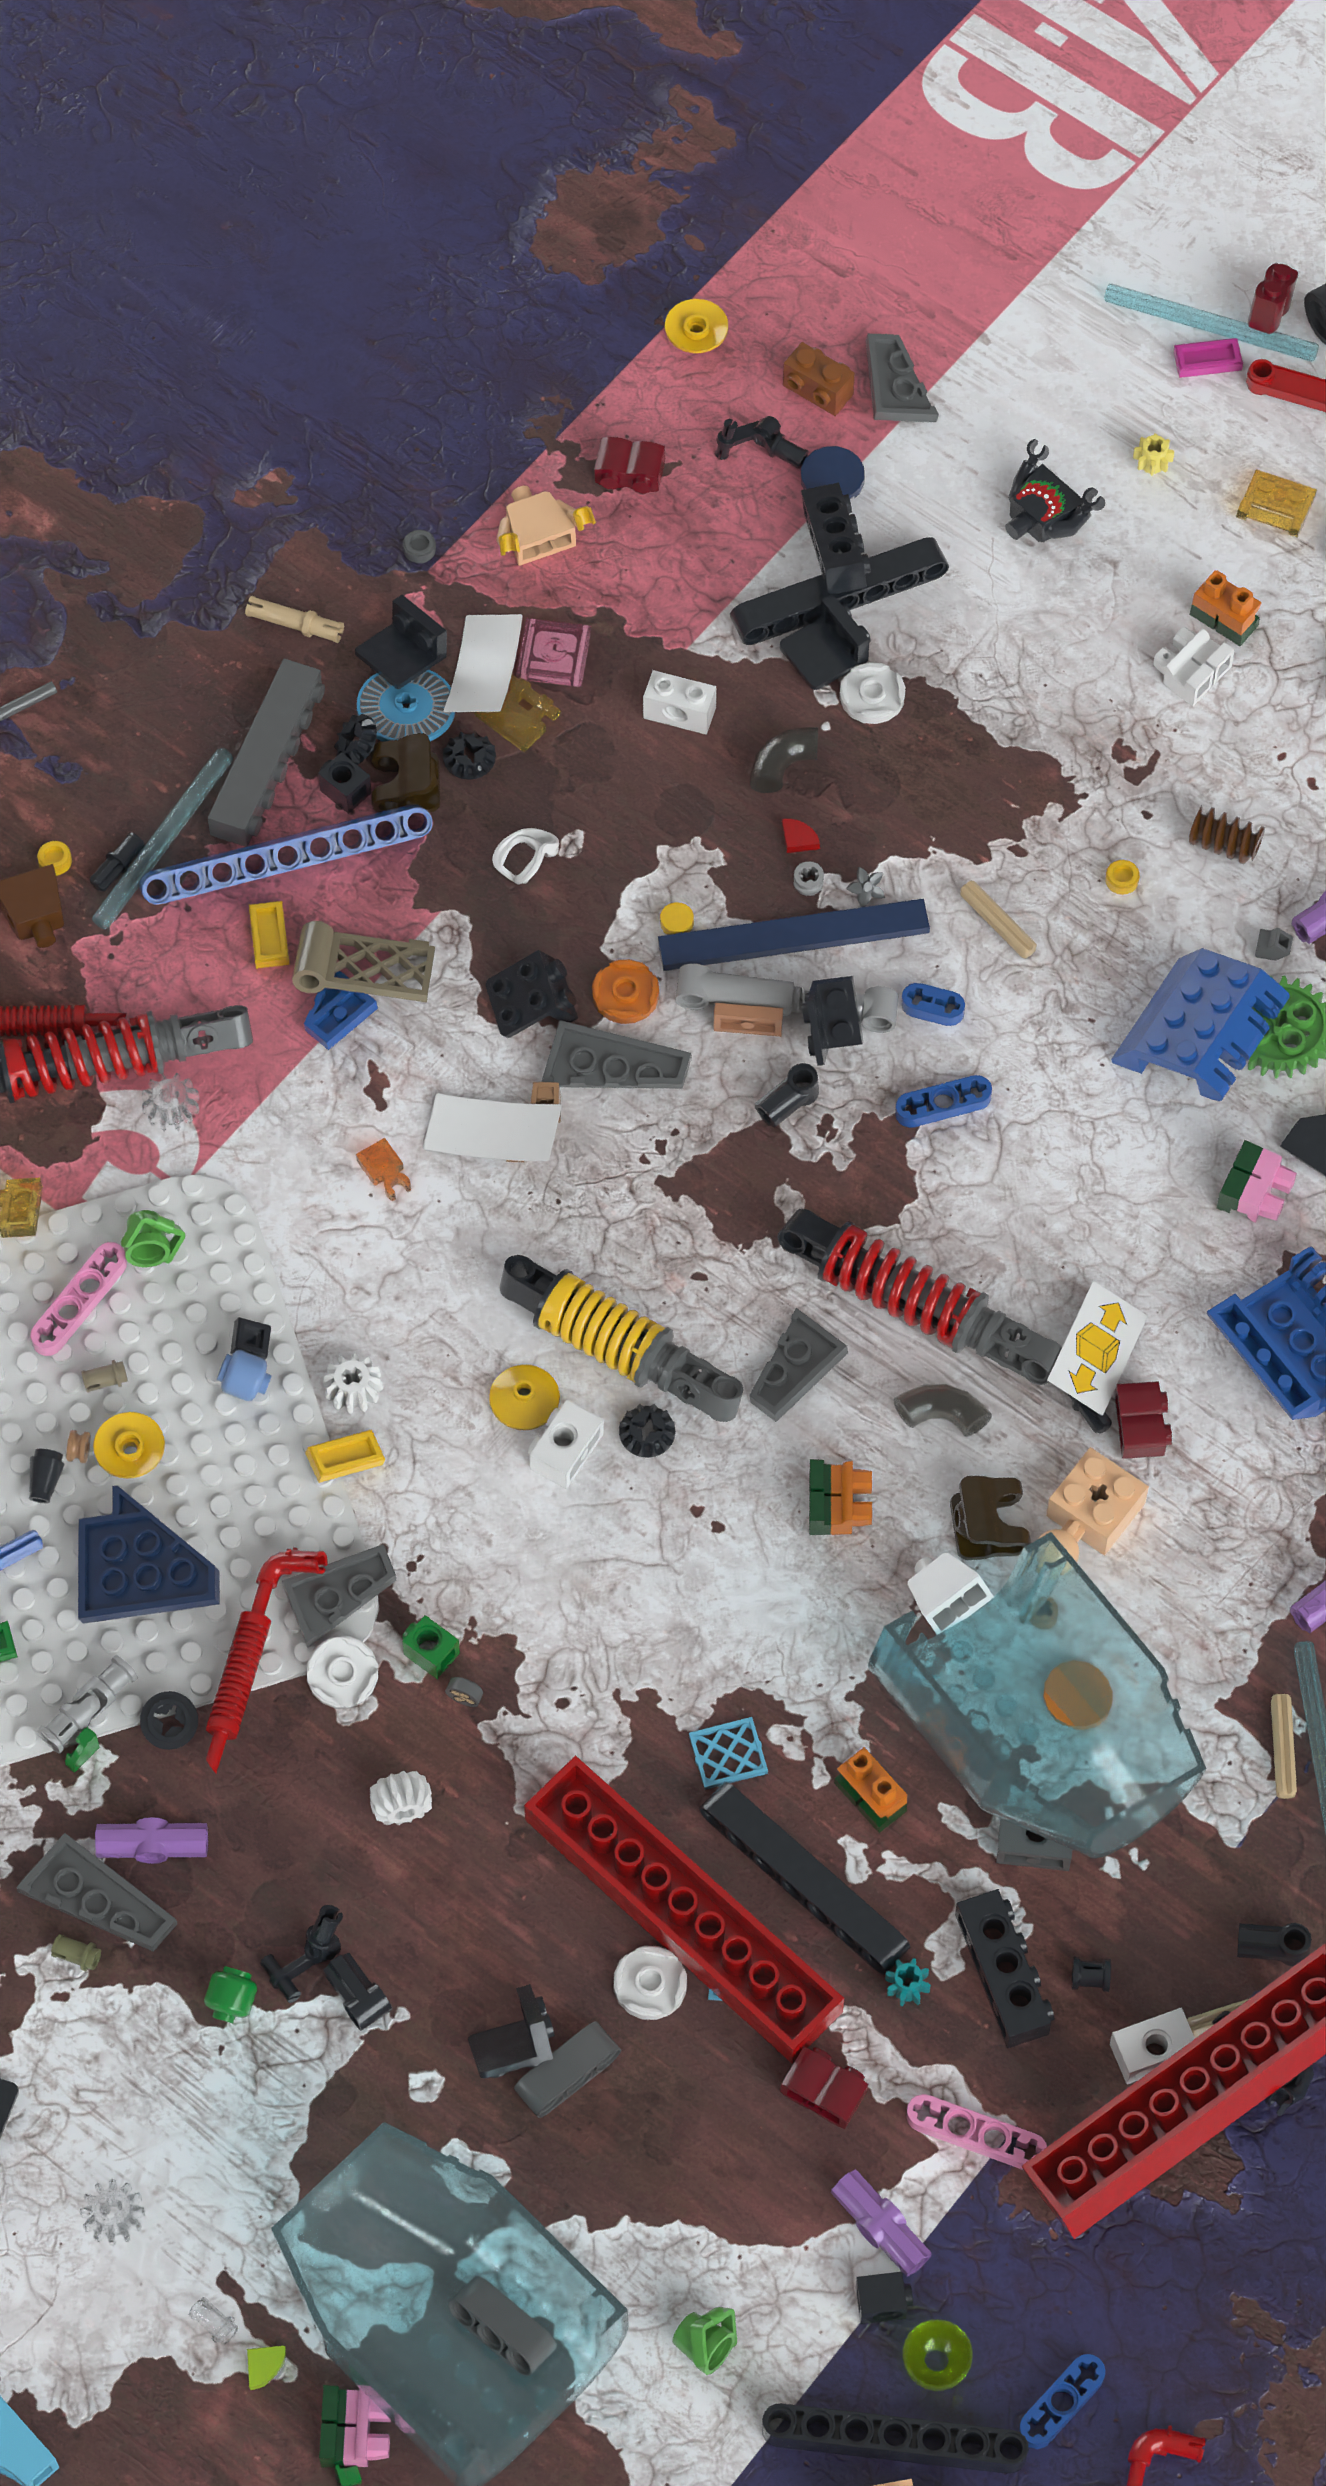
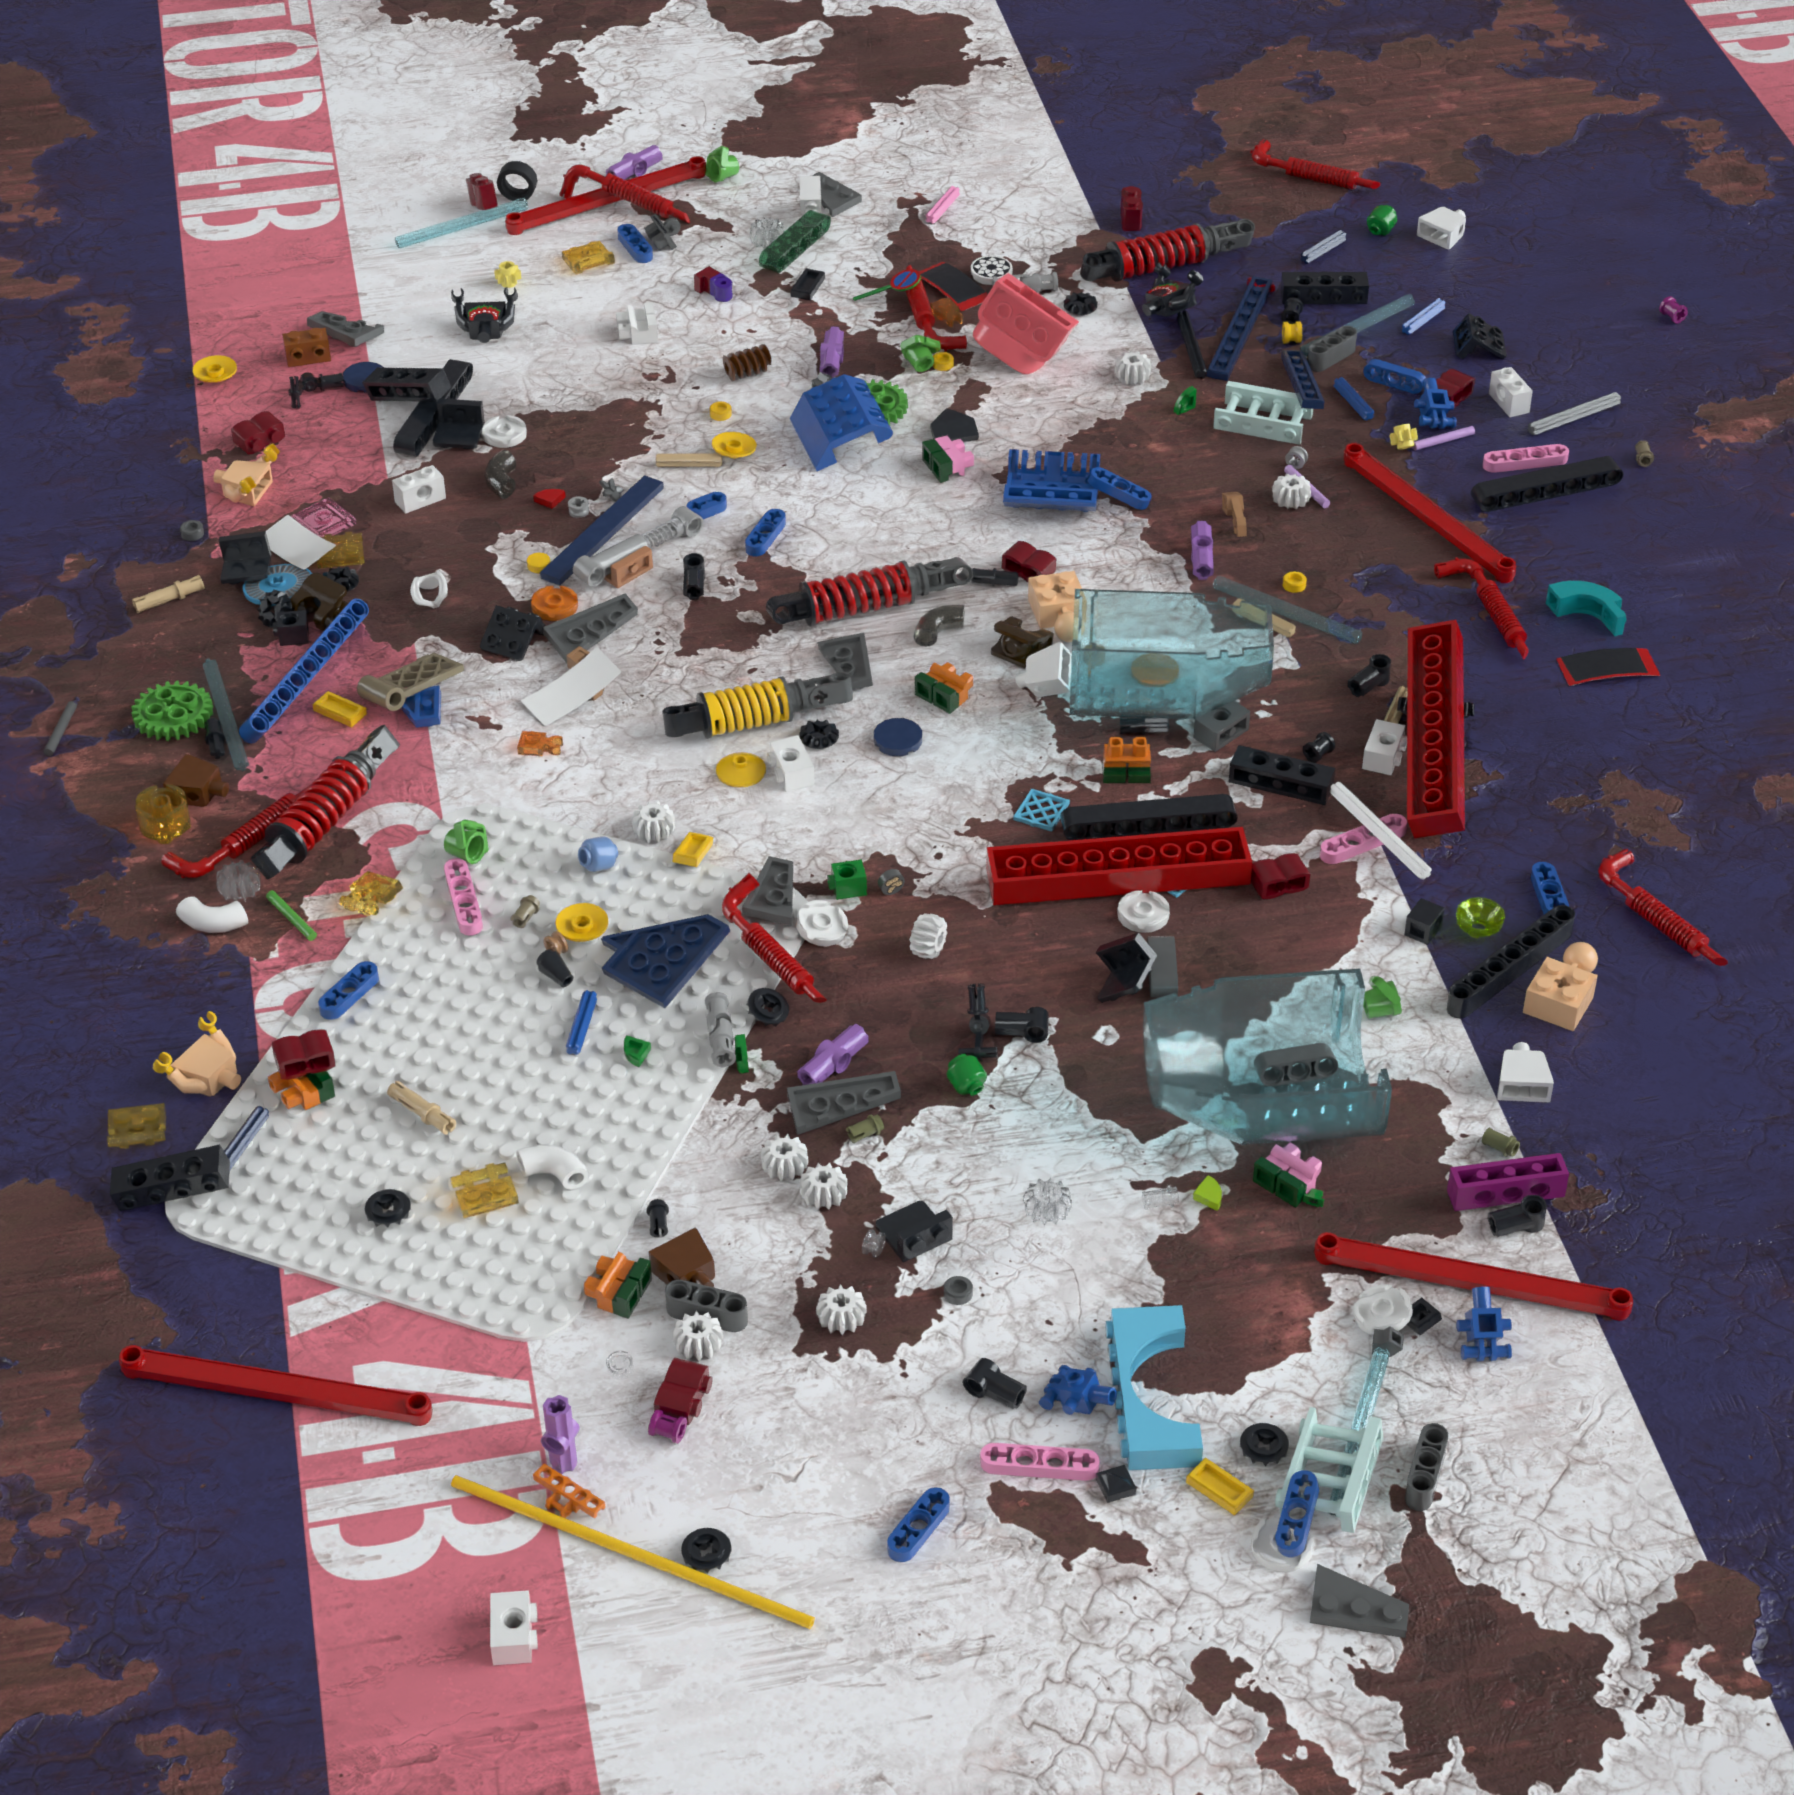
camera: 50 degrees left, 20 degrees down
(56, 854) = (171, 760): yellow tile -> none
(148, 776) = (172, 710): none -> bright green gear
(170, 1102) = (390, 796): clear gear -> none
(251, 1337) = (574, 839): black tile -> none
(266, 753) = (233, 646): dark grey brick -> none
(715, 1513) = (897, 736): none -> dark blue tile
(832, 1015) = (673, 530): black bracket -> none
(881, 2223) = (1379, 898): medium lavender piece -> none
(904, 1971) = (1252, 812): teal gear -> none
(989, 2145) = (1380, 830): none -> white axle
(1062, 933) = (734, 444): none -> yellow dish
(1097, 1348) = (973, 552): white sticker -> none
(1208, 357) = (478, 235): dark pink tile -> none
(1226, 607) = (623, 293): orange hips -> none

